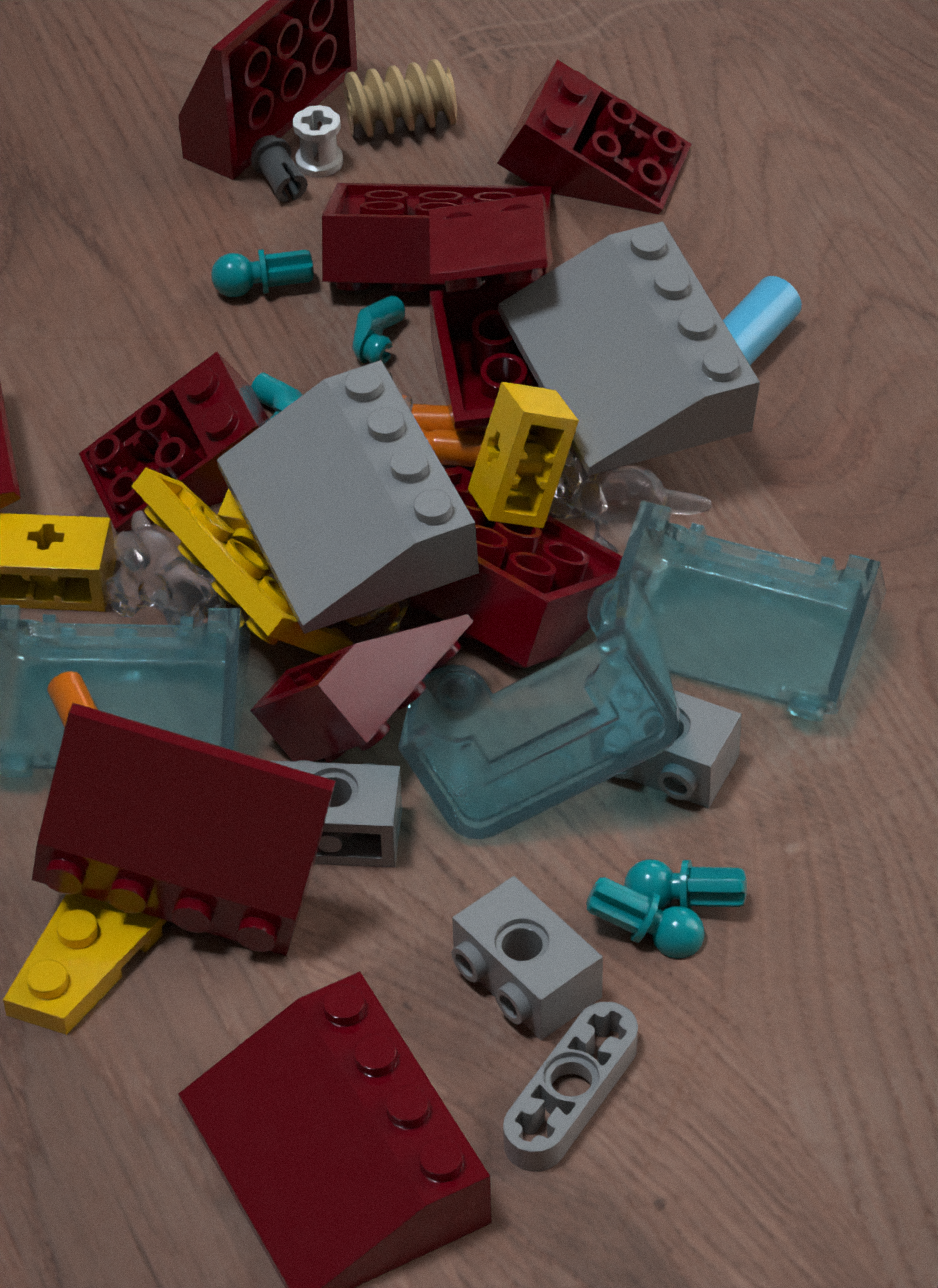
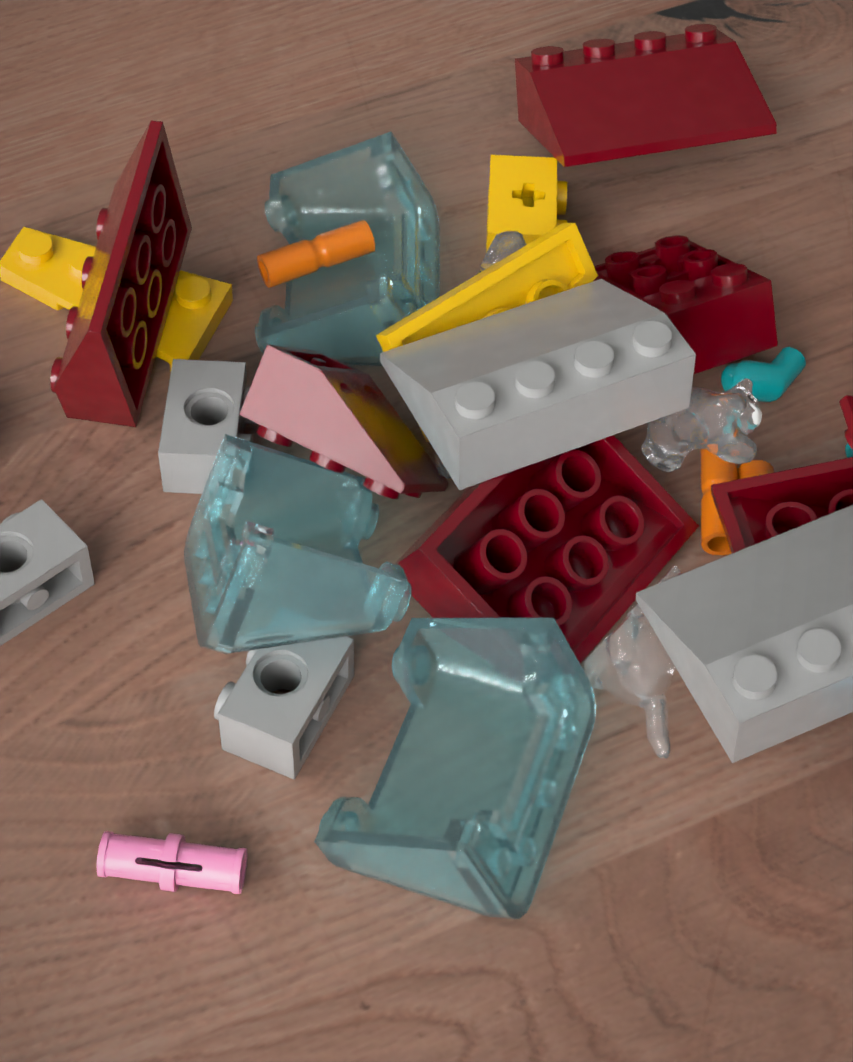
camera: 85 degrees right, 5 degrees up
(522, 455) = (653, 532): yellow brick -> none
(674, 931) = (52, 709): teal axle -> none
(692, 885) = (96, 710): teal axle -> none
(842, 824) = (125, 855): none -> bright pink pin

